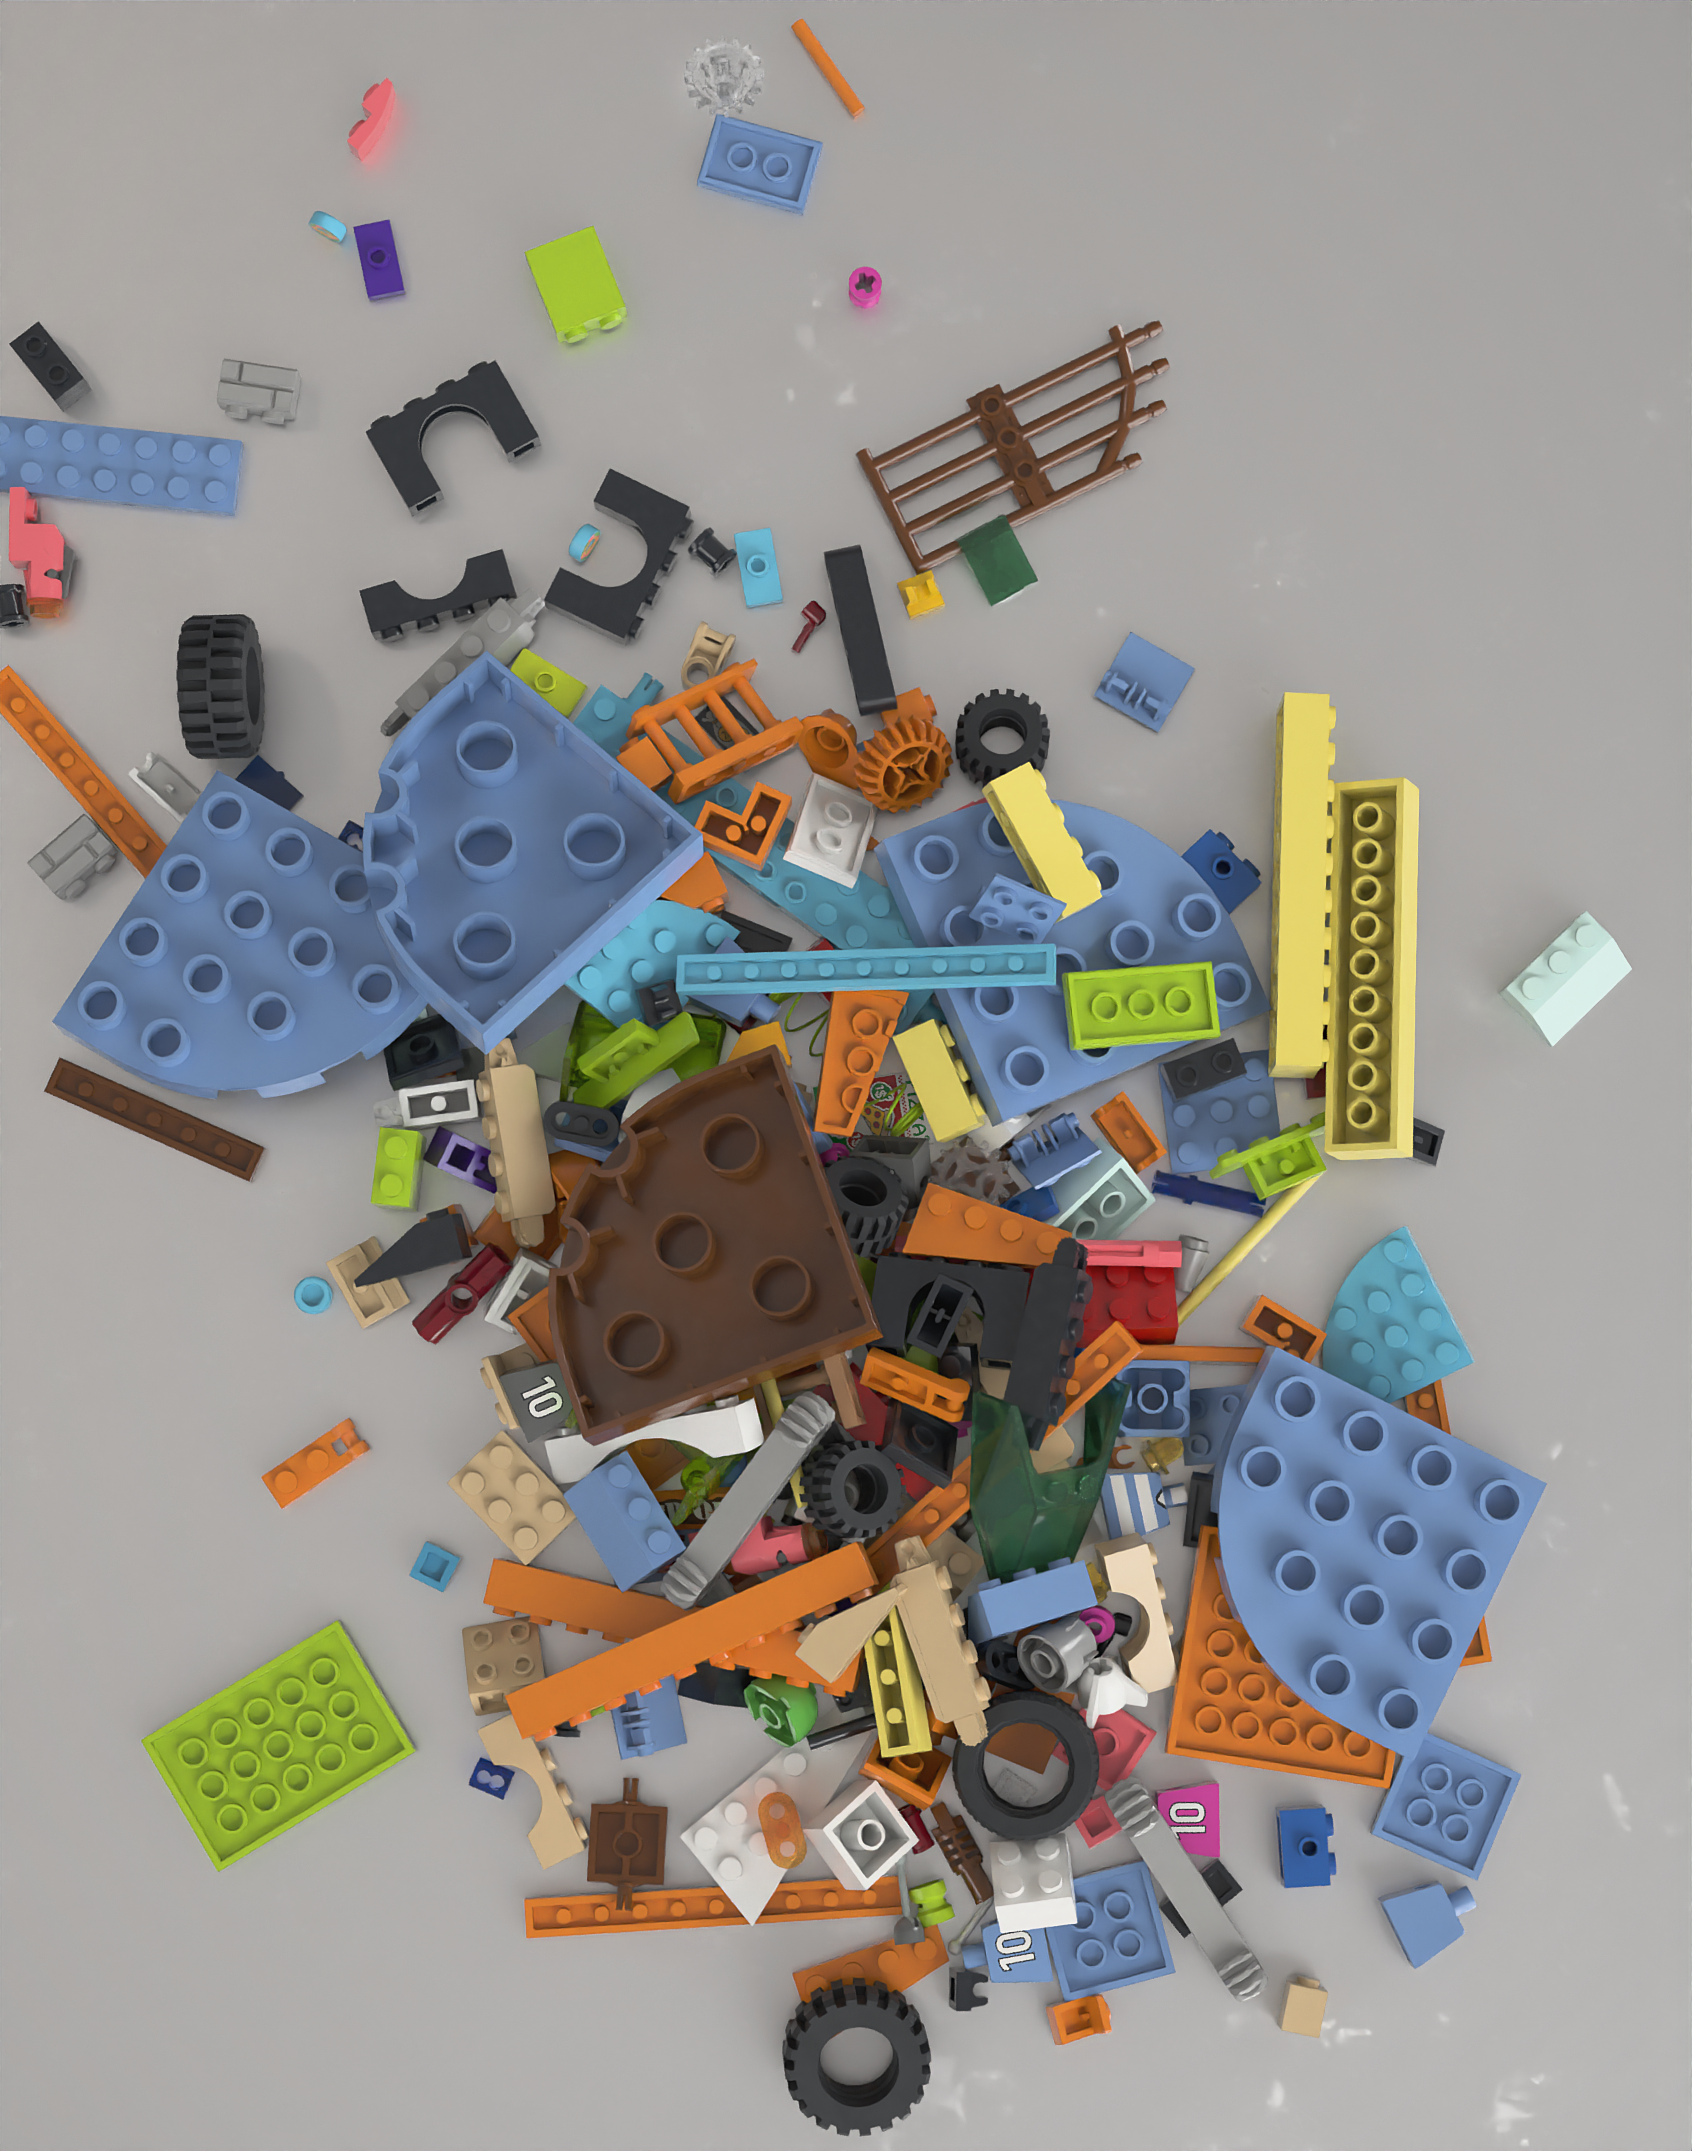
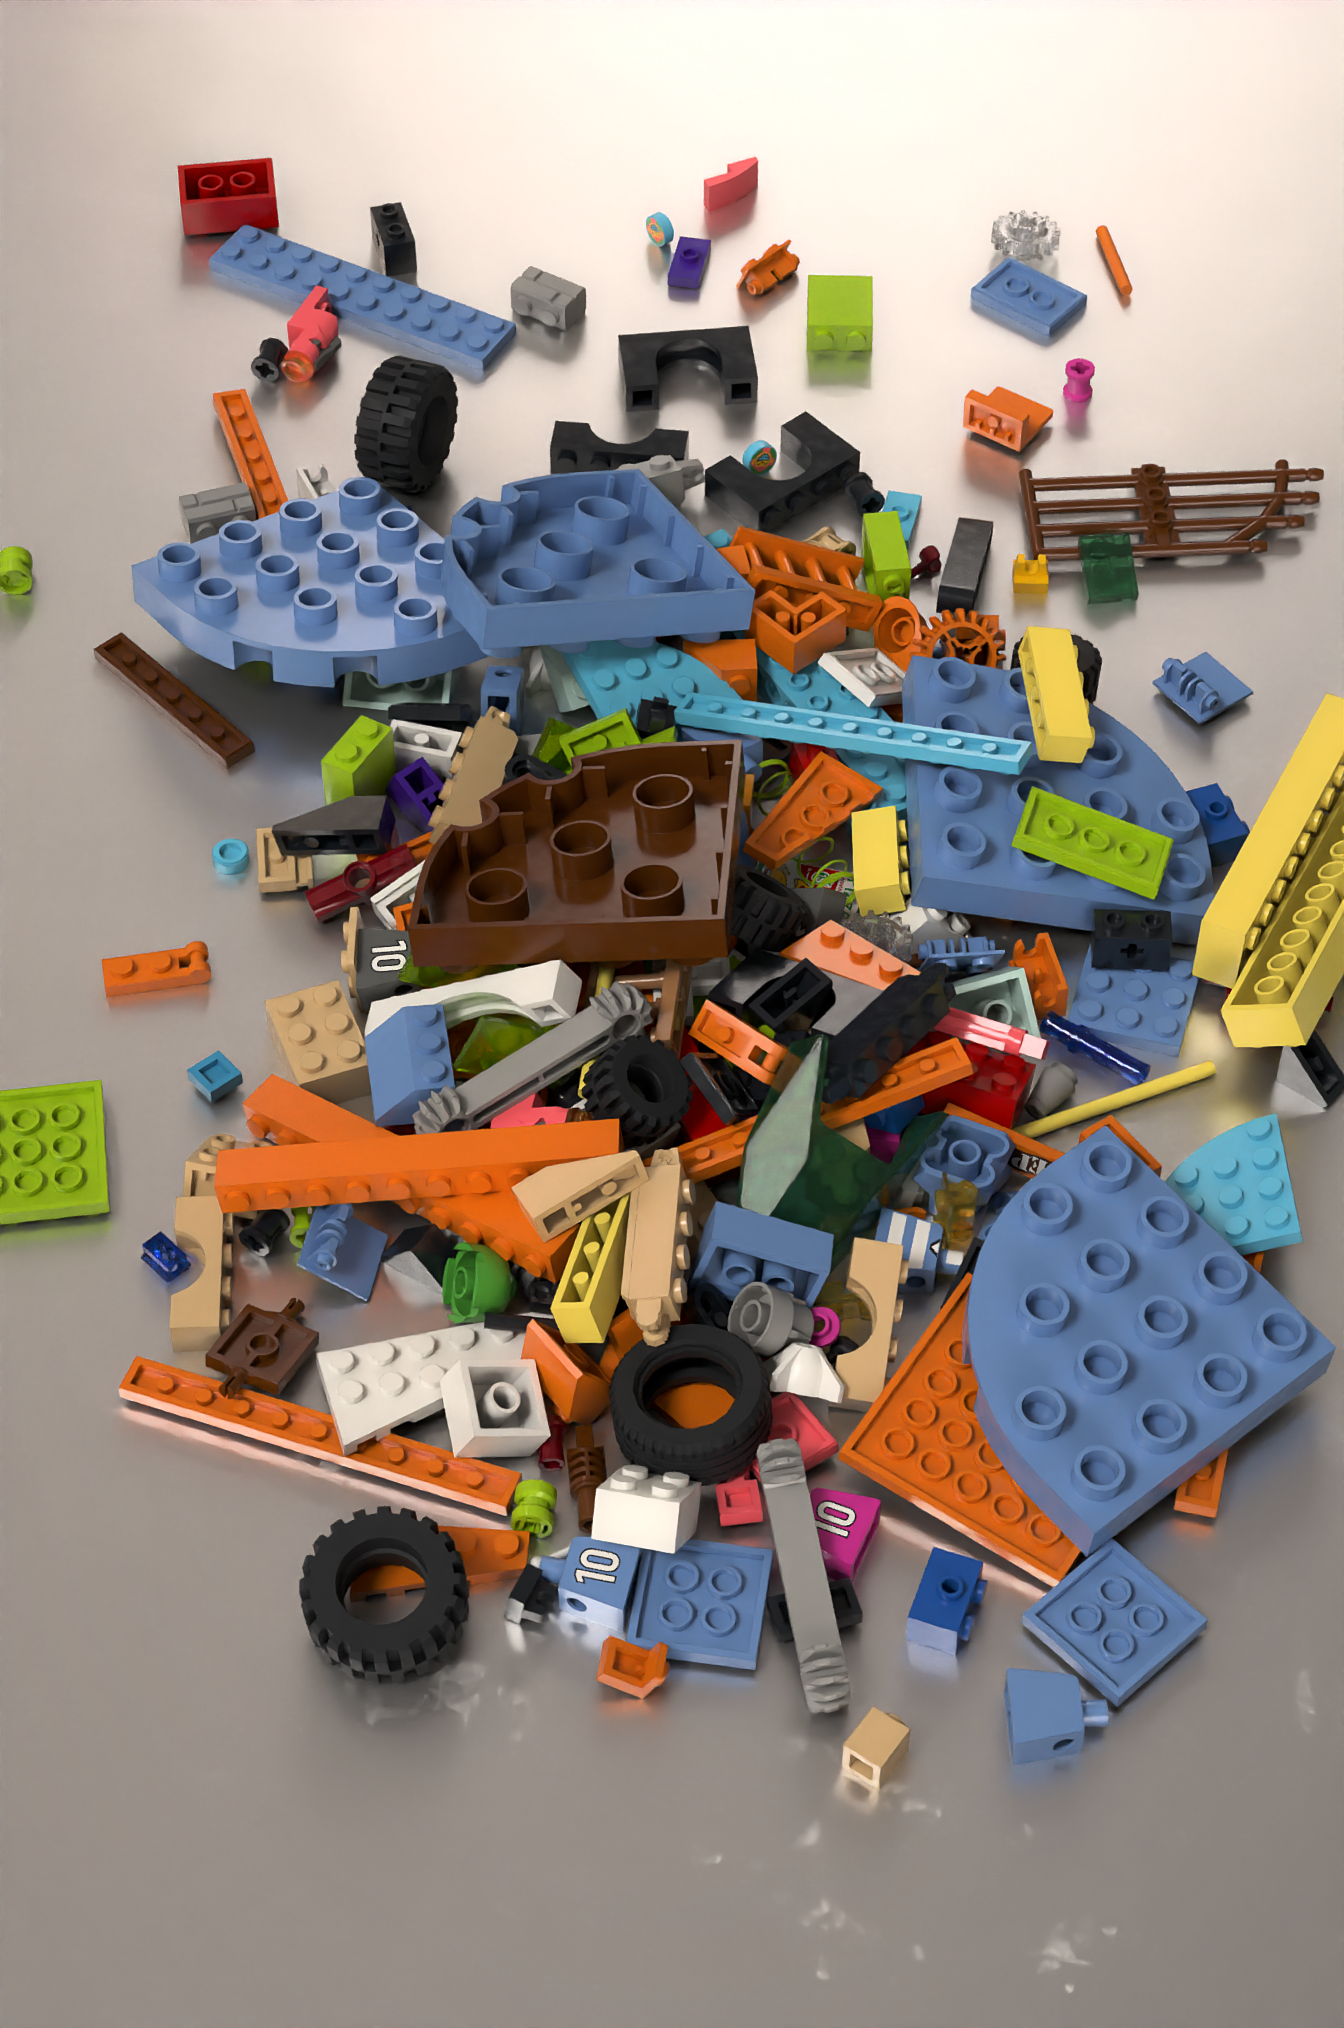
camera: 25 degrees right, 35 degrees down
(474, 226) = (759, 273): none -> orange hinge
(782, 665) = (885, 556): none -> lime window
(782, 1830) = (423, 1366): clear orange plate -> none
(812, 370) = (1005, 417): none -> orange bracket
(908, 1928) = (498, 1512): hinge -> none
(1016, 909) = (1009, 708): medium blue hinge -> none
(1277, 1162) = (1170, 1024): lime bracket -> none

